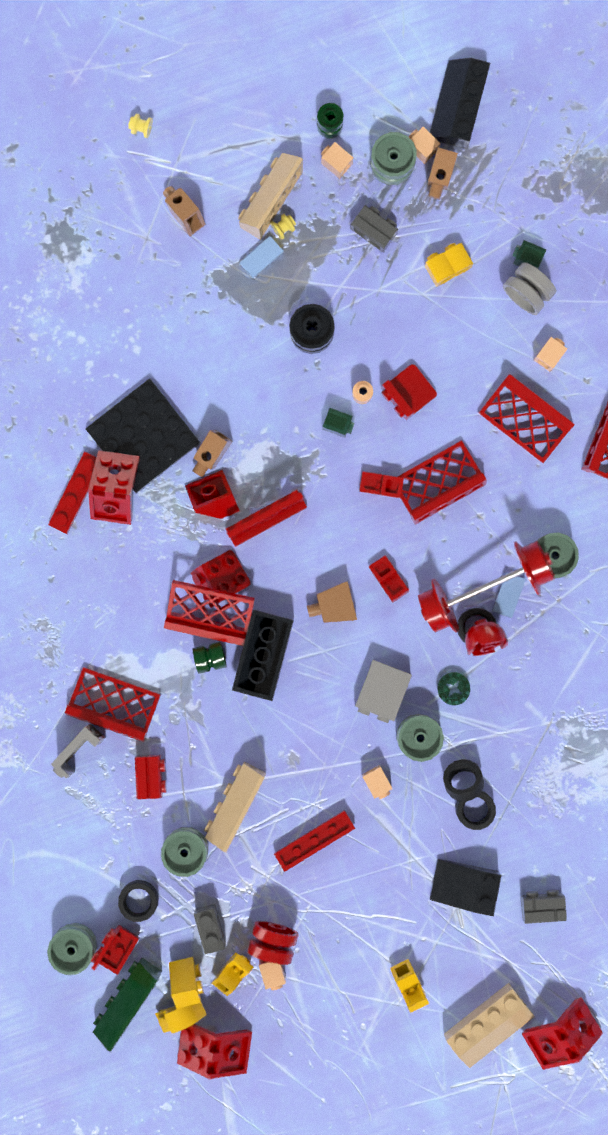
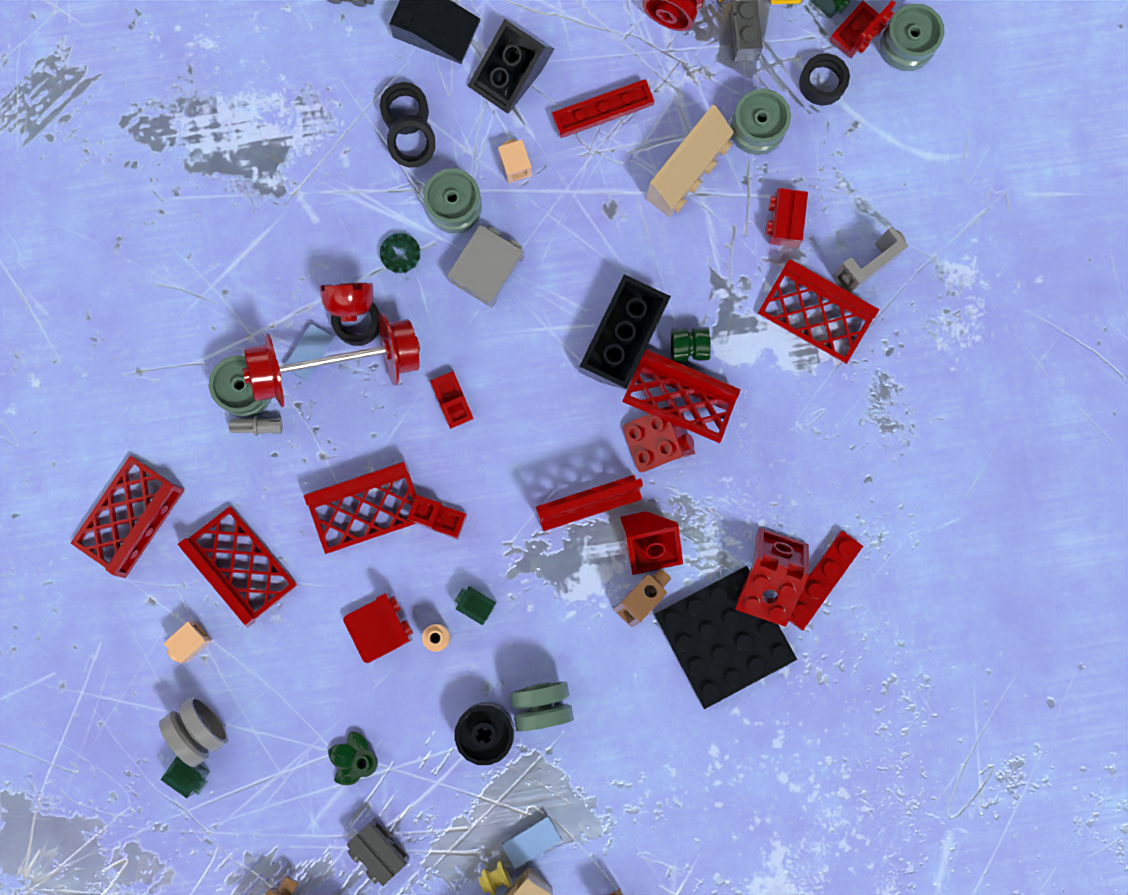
camera: 175 degrees left, 5 degrees down
(272, 356) = (540, 701): none -> sand green wheel
(334, 605) = (525, 379): medium nougat torso -> none
(396, 862) = (510, 65): none -> black slope
(410, 291) = (348, 759): none -> dark green plate
(448, 264) = (291, 786): yellow brick -> none
(537, 528) = (256, 425): none -> light grey axle

